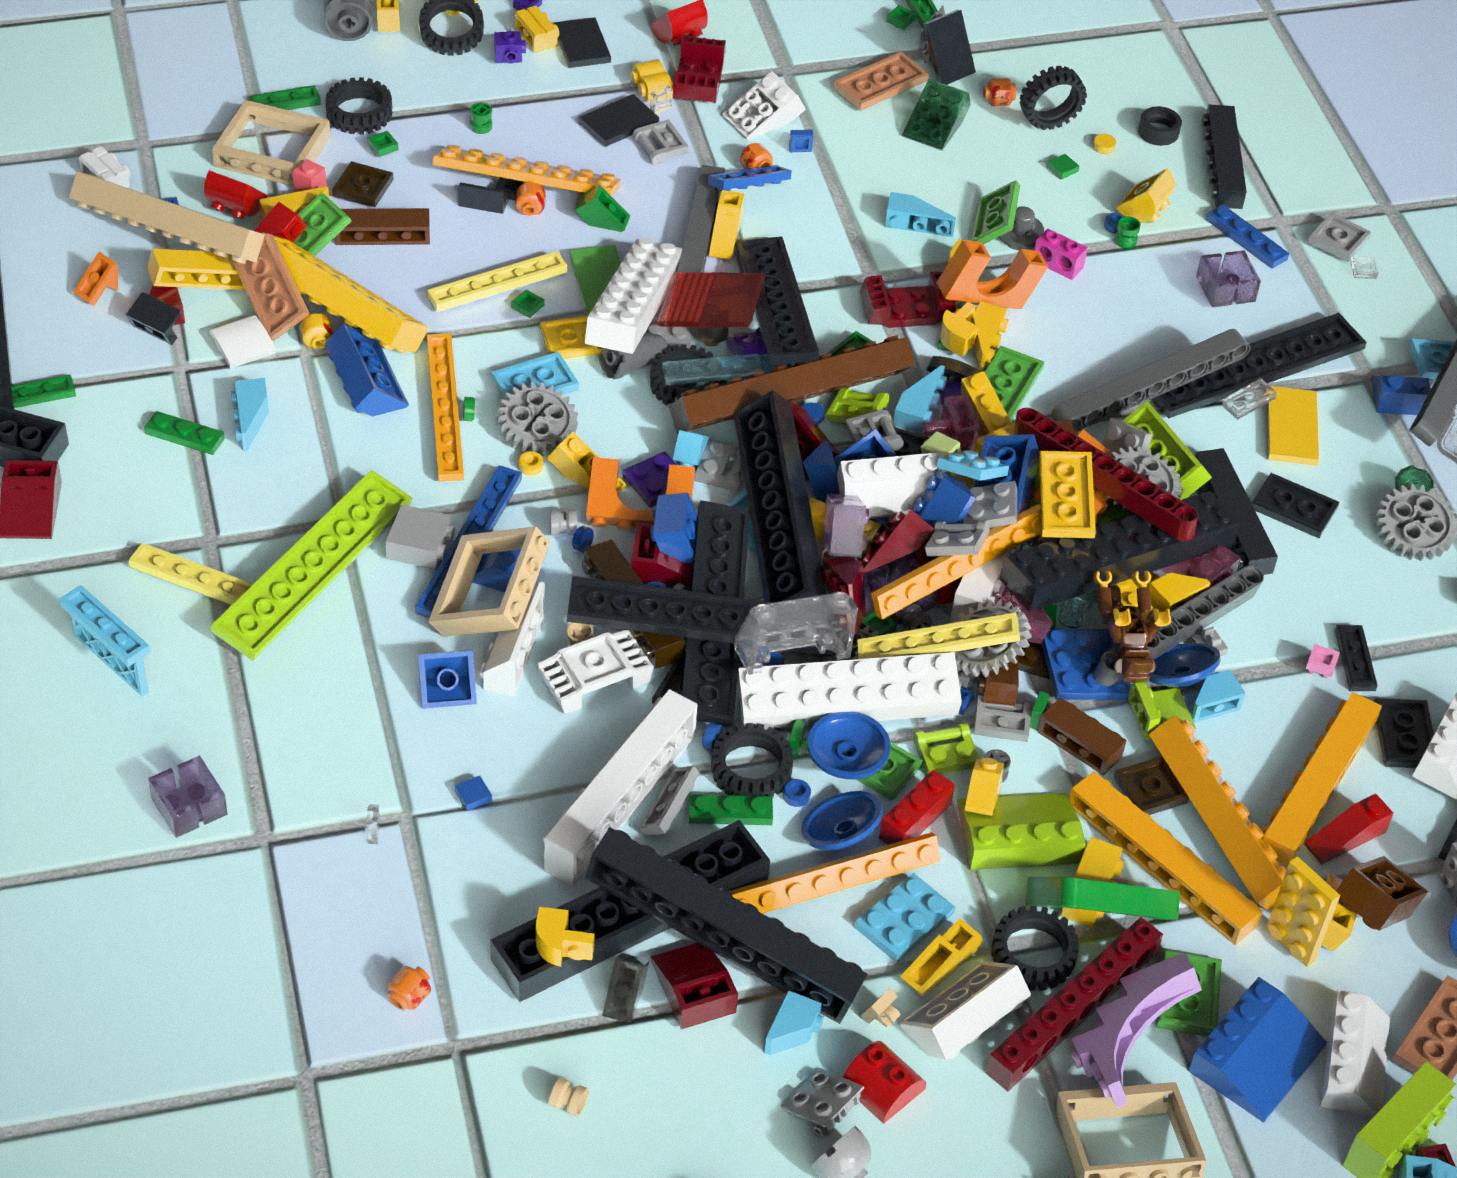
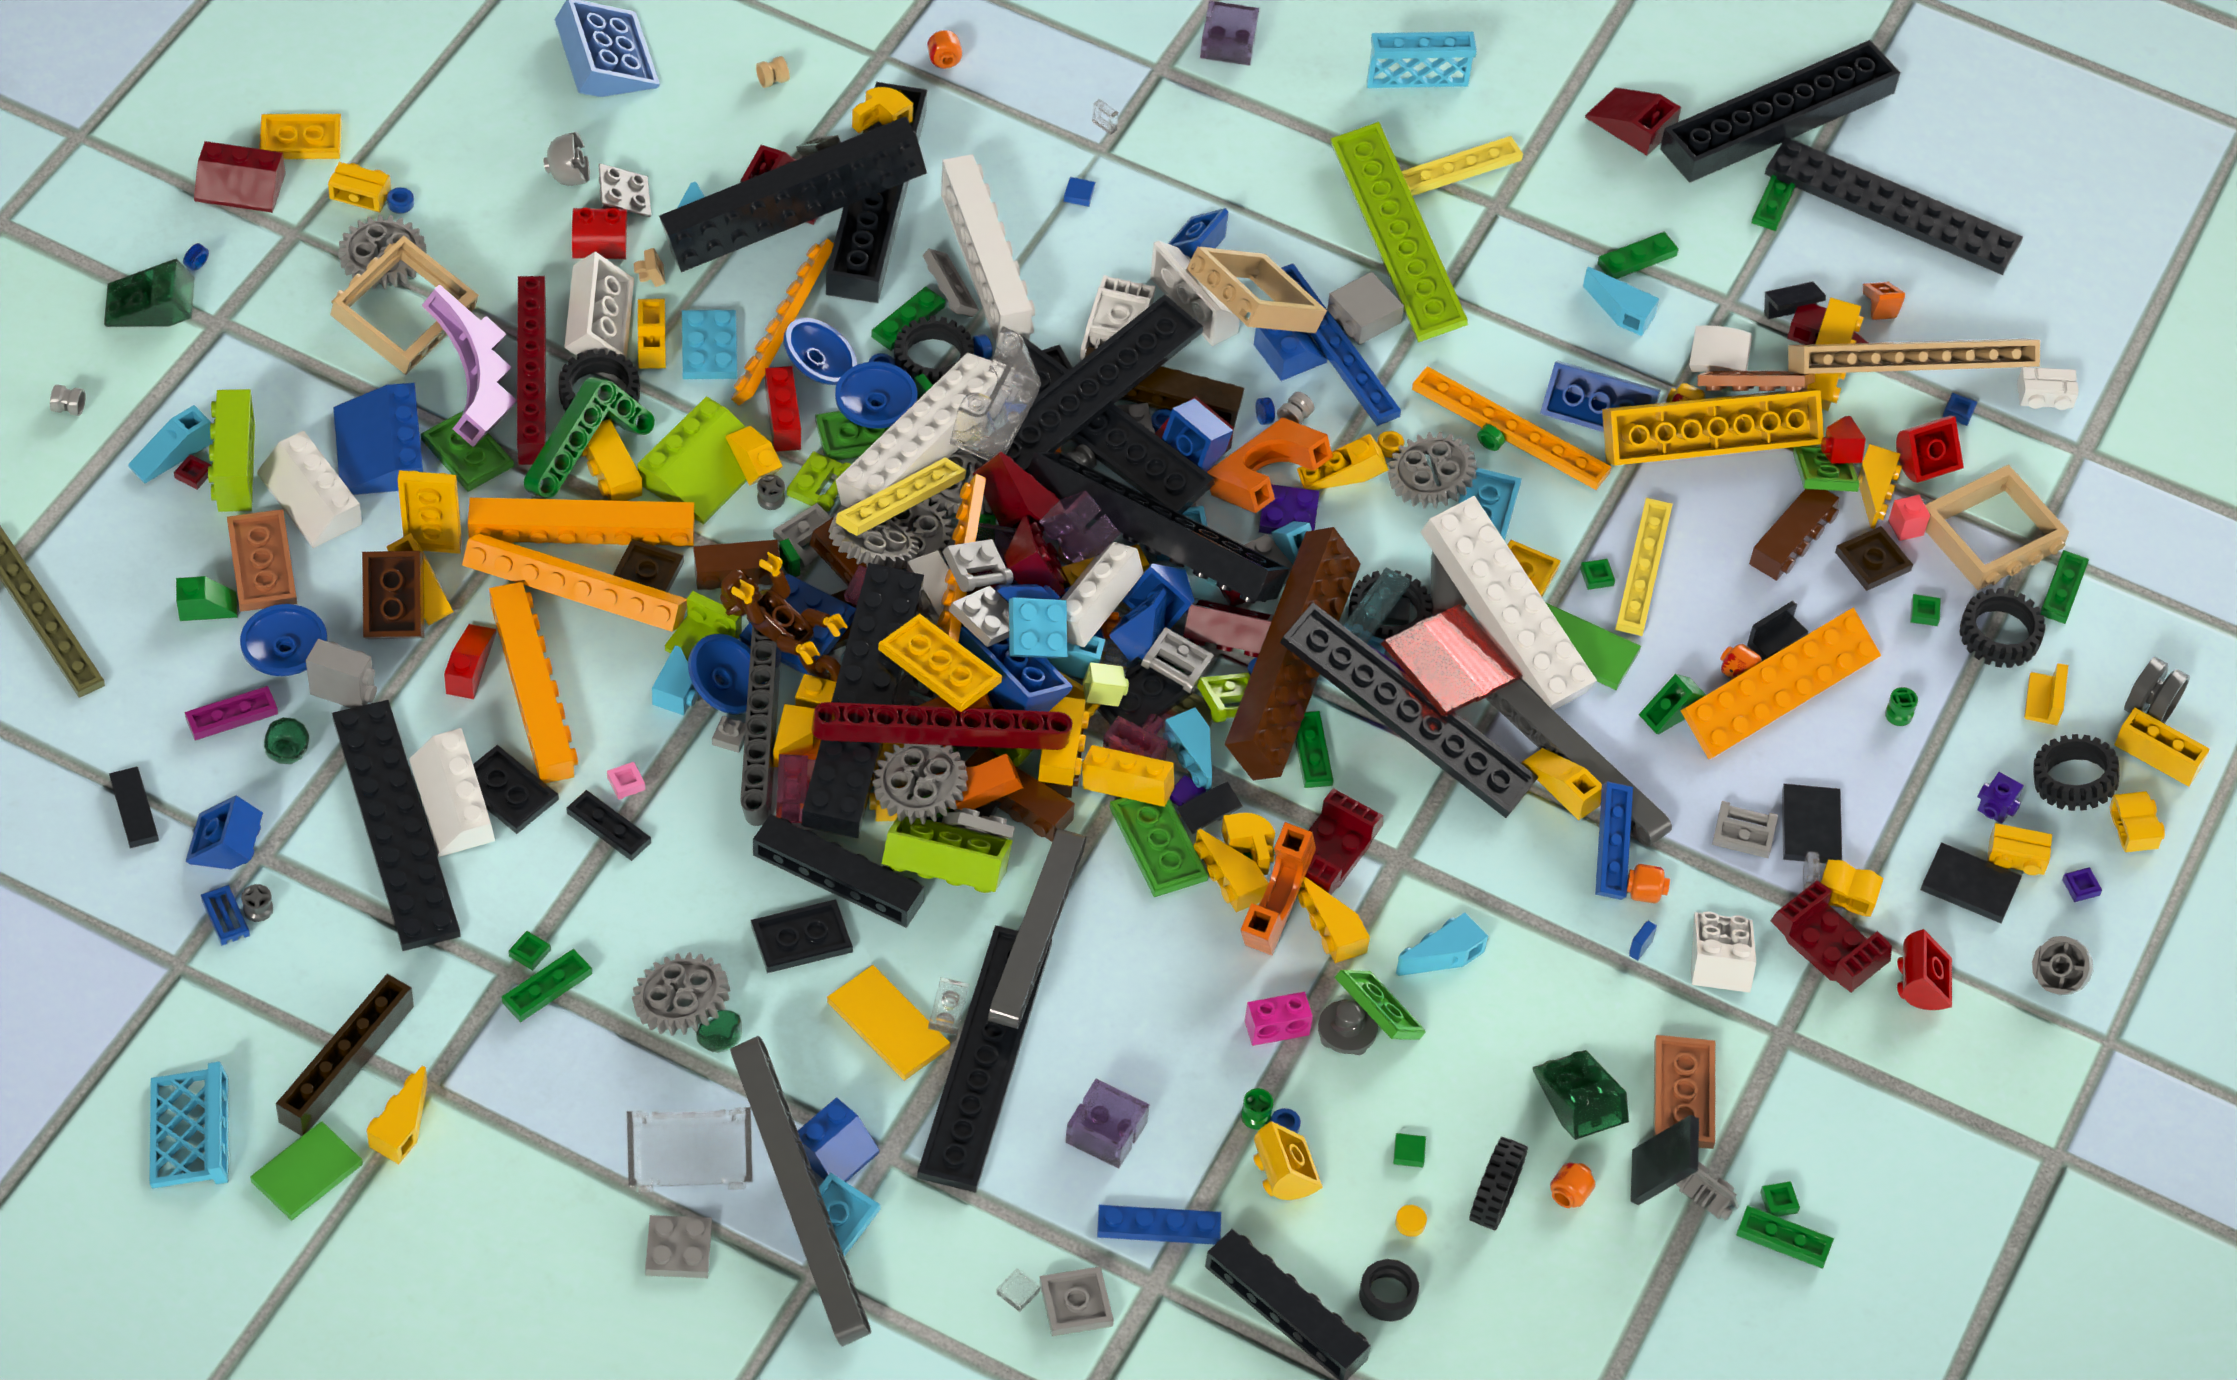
camera: 130 degrees right, 5 degrees up
(392, 66) = (2046, 696): none -> yellow panel

